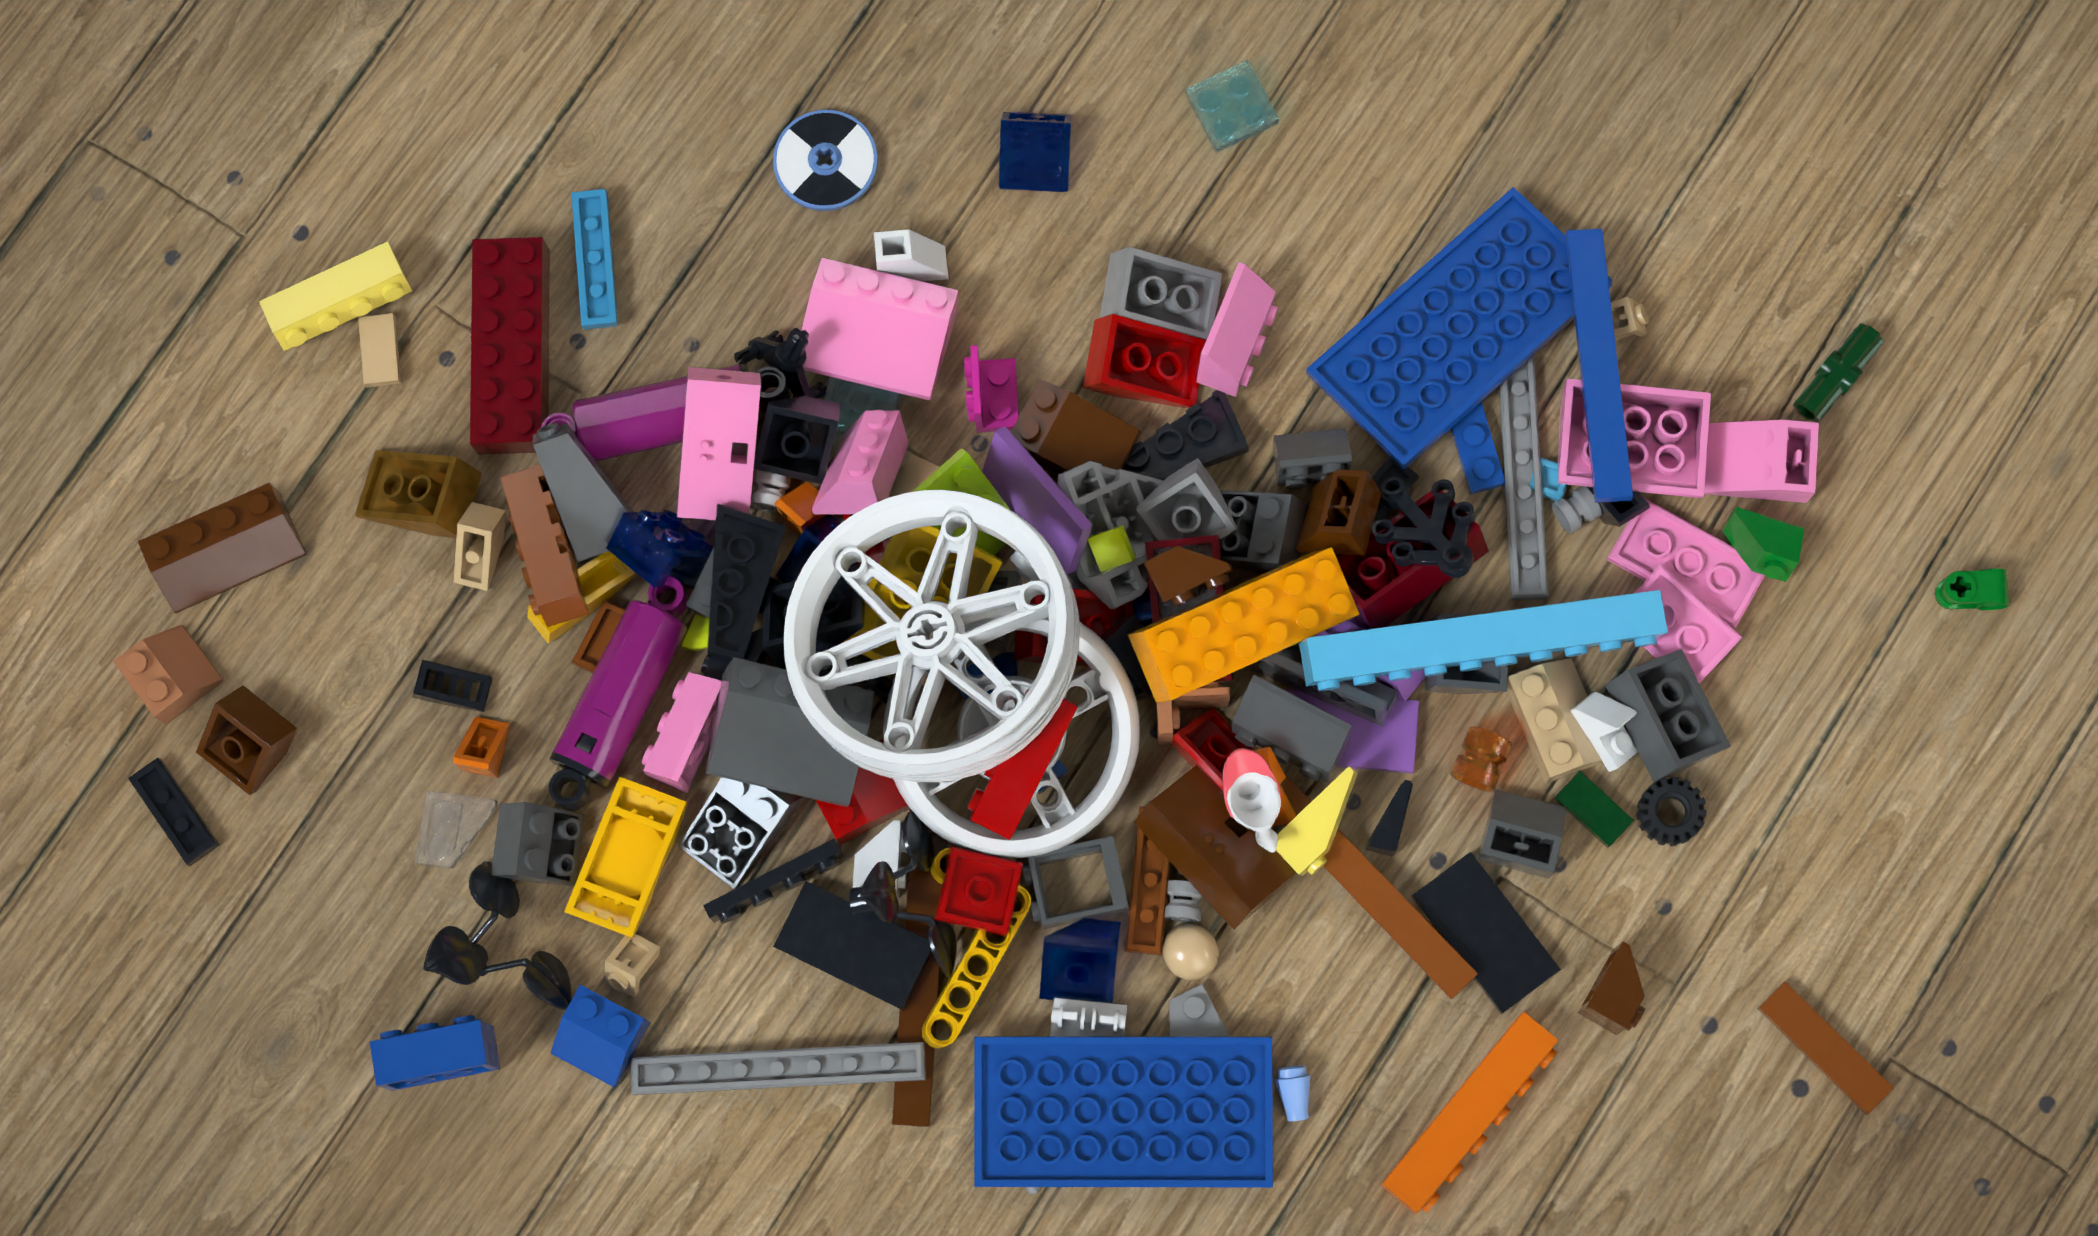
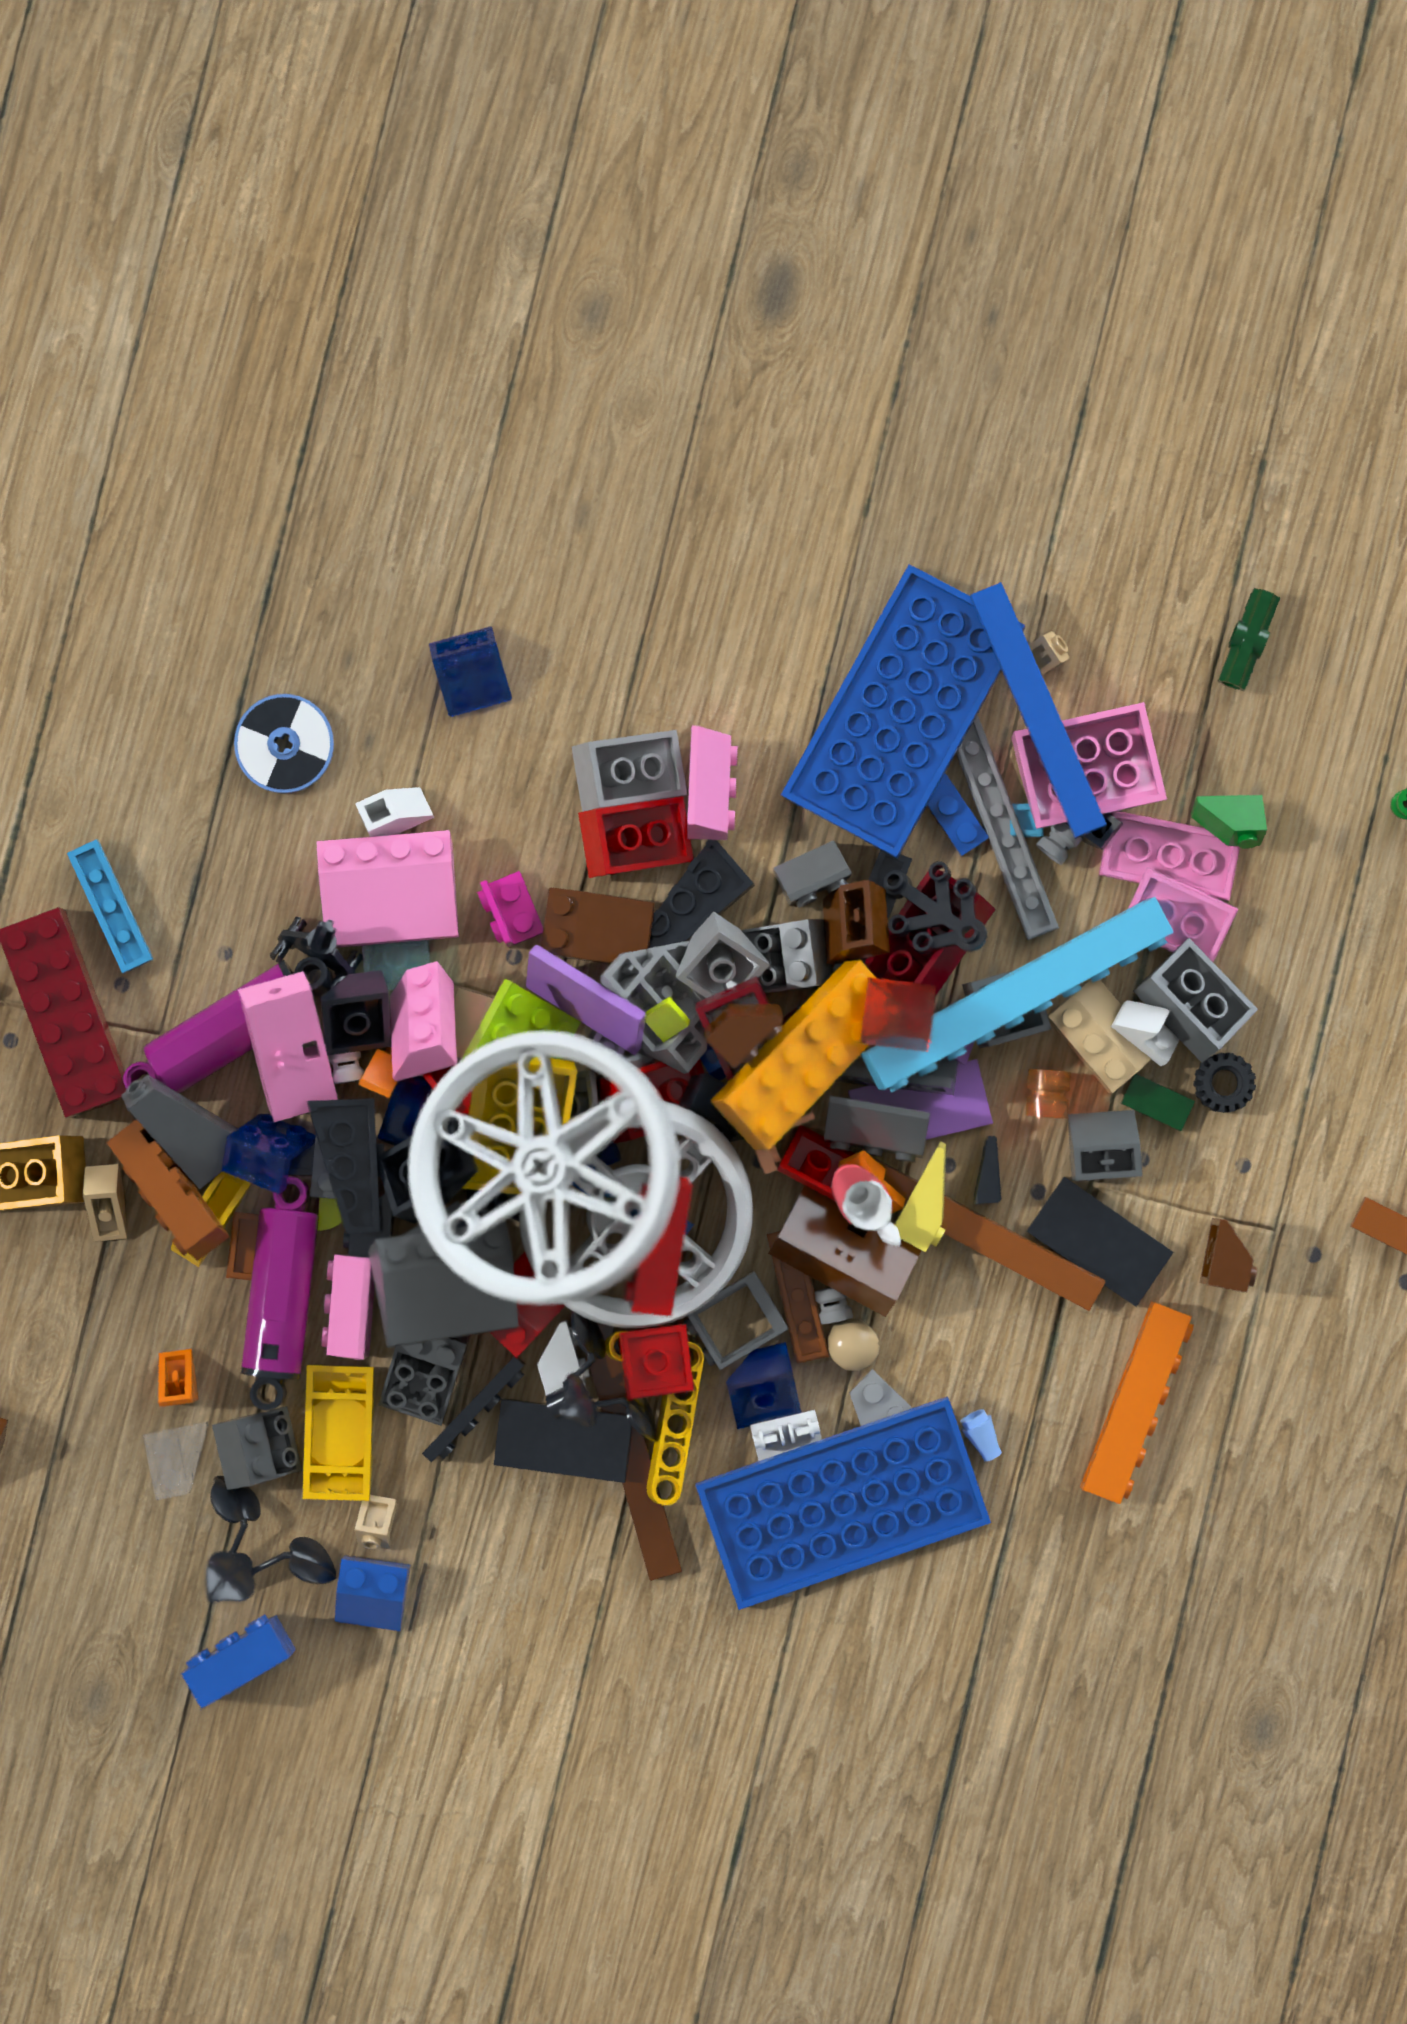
camera: 25 degrees left, 10 degrees up
(427, 667) = (100, 1340): black slope -> none
(778, 1068) = (535, 1567): light grey tile -> none
(1231, 106) = (632, 571): clear light blue plate -> none
(1352, 611) = (898, 1014): none -> clear red slope
(1762, 460) = (1205, 743): bright pink slope -> none

